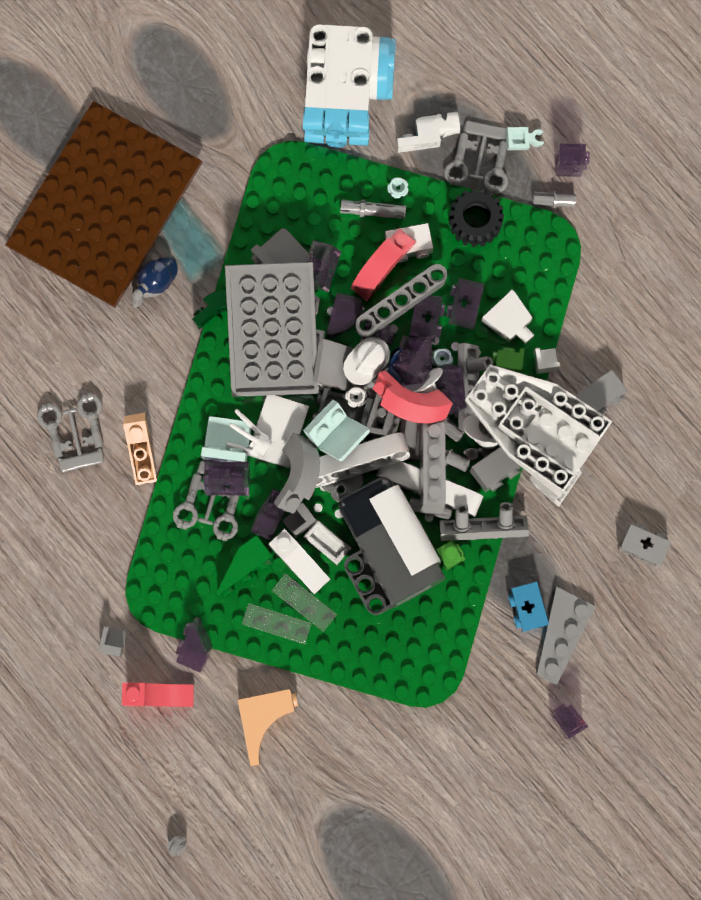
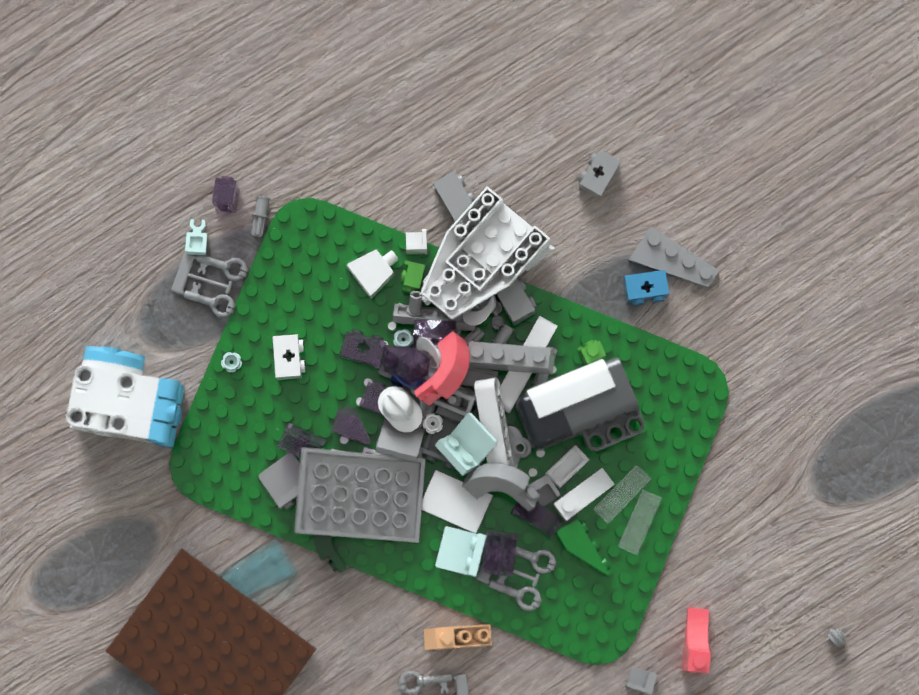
camera: 90 degrees left, 0 degrees up
(154, 279) = (292, 607): dark blue hair -> none
(196, 646) = (656, 601): clear purple slope -> none
(259, 444) = (468, 519): white plant -> none
(259, 714) = (722, 546): light nougat arch -> none
(373, 209) = (249, 392): light grey pin -> none
(381, 263) = (308, 383): coral arch -> none
(405, 291) = (340, 361): light grey beam -> none
(429, 132) = (178, 326): white plate -> none
(472, 293) = (365, 309): clear purple brick -> none
(480, 201) = (269, 273): black tyre -> none
(484, 528) = (569, 318): light grey plate -> none
(568, 721) = (755, 262): clear purple slope -> none

